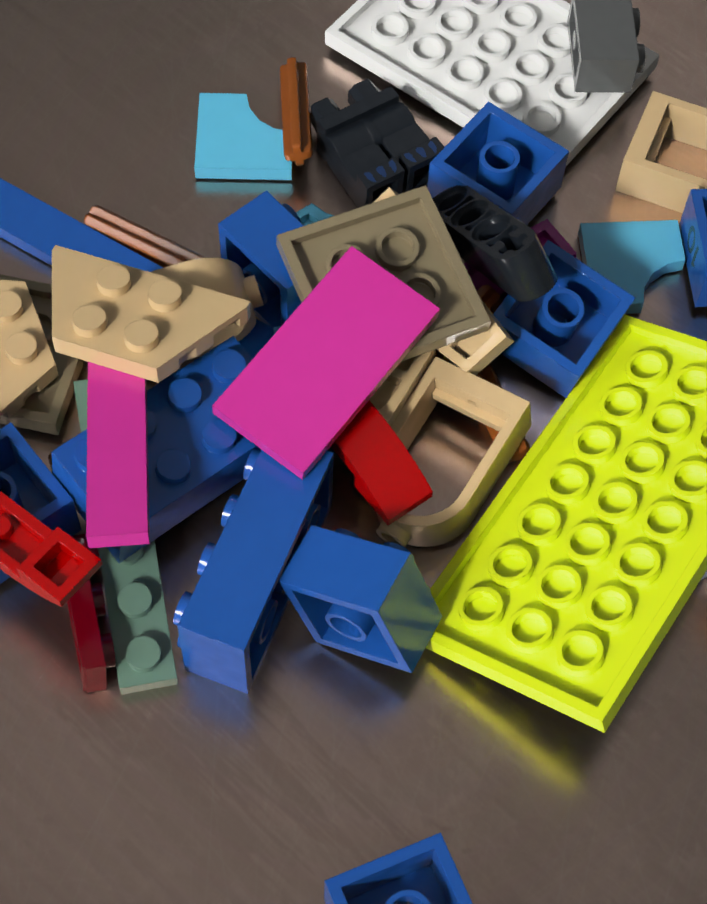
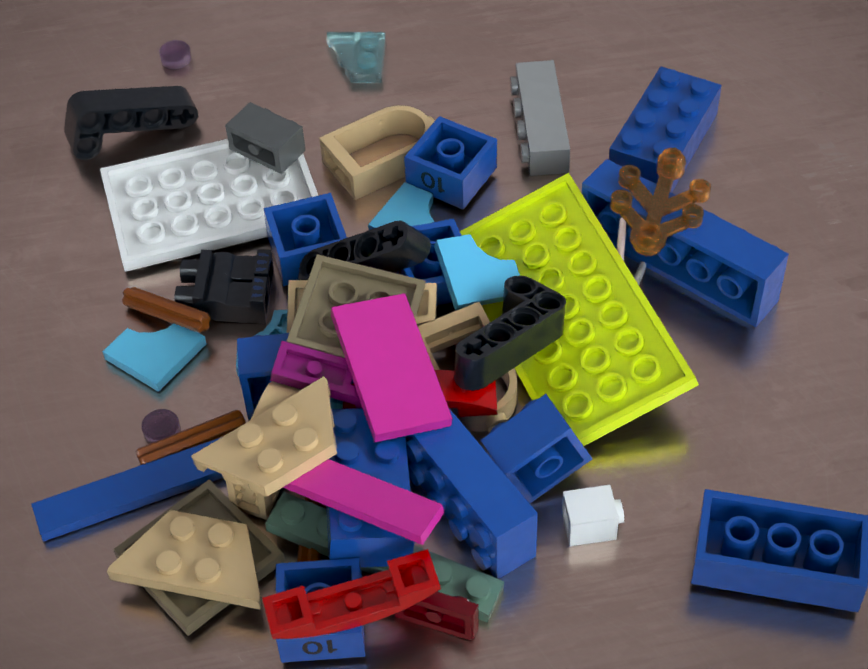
camera: 50 degrees left, 10 degrees down
(148, 207) = (160, 425): none -> clear purple tile
(264, 280) = (302, 366): none -> magenta plate
(334, 720) = (591, 515): none -> white brick
(496, 470) = (528, 323): none -> black beam
(568, 374) = (471, 272): none -> medium azure tile

